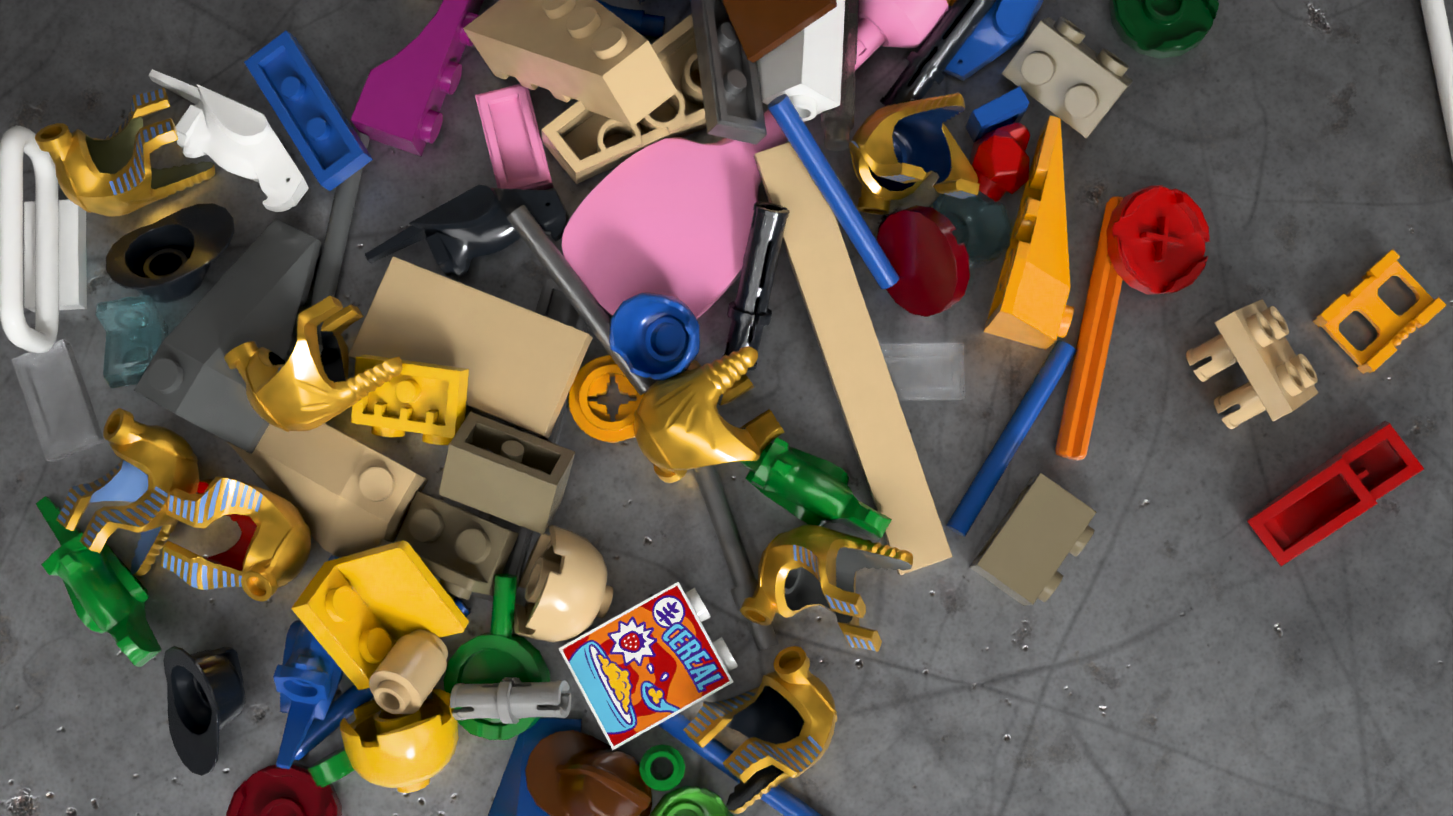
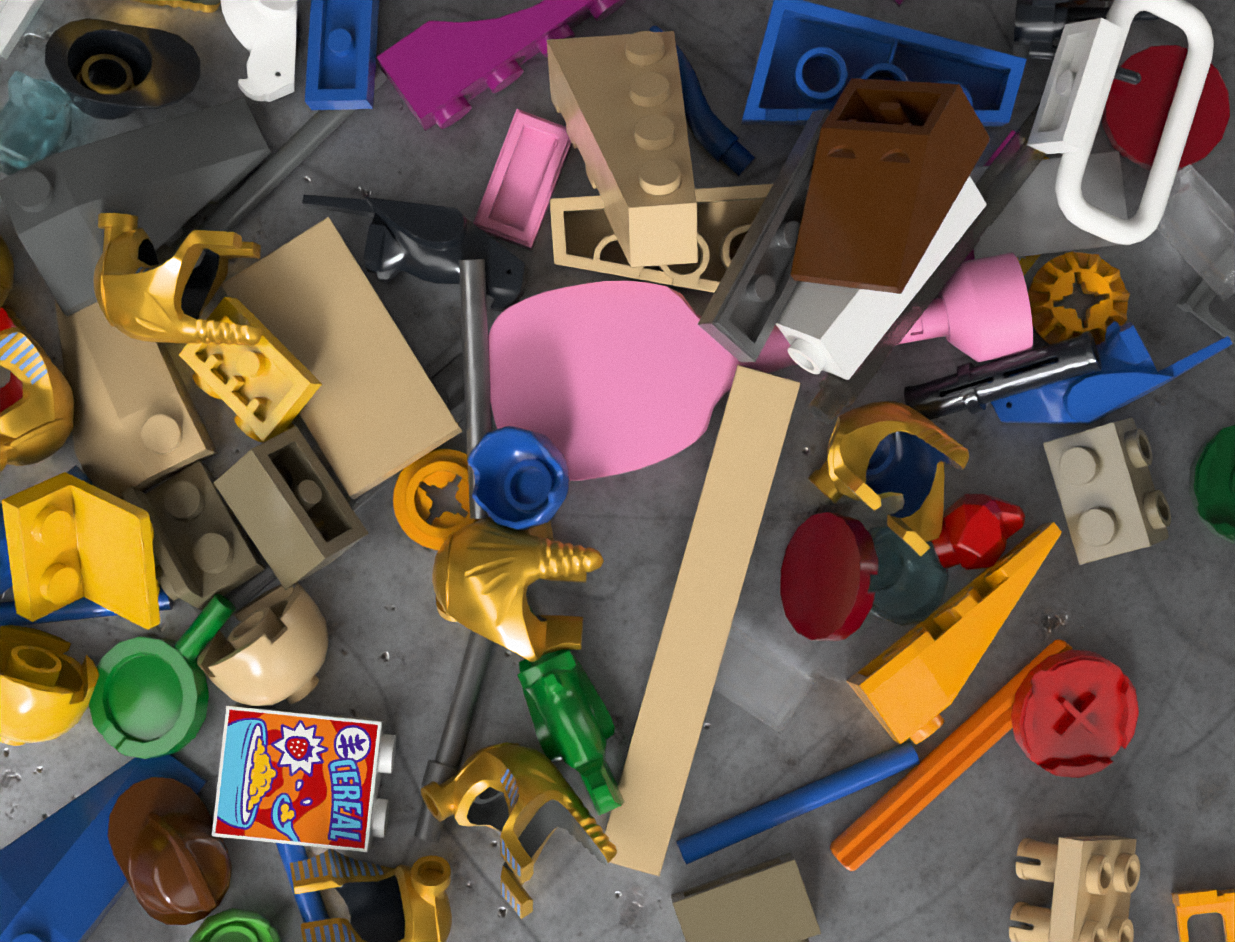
camera: 30 degrees right, 5 degrees up
(409, 672) = (73, 632): tan brick -> none
(510, 700) = (149, 723): light grey pin -> none
(654, 779) = (233, 884): green pin -> none
(750, 309) = (631, 508): black pin -> none
(833, 191) = (786, 455): blue bar -> none
(997, 113) = (1007, 483): blue tile -> none

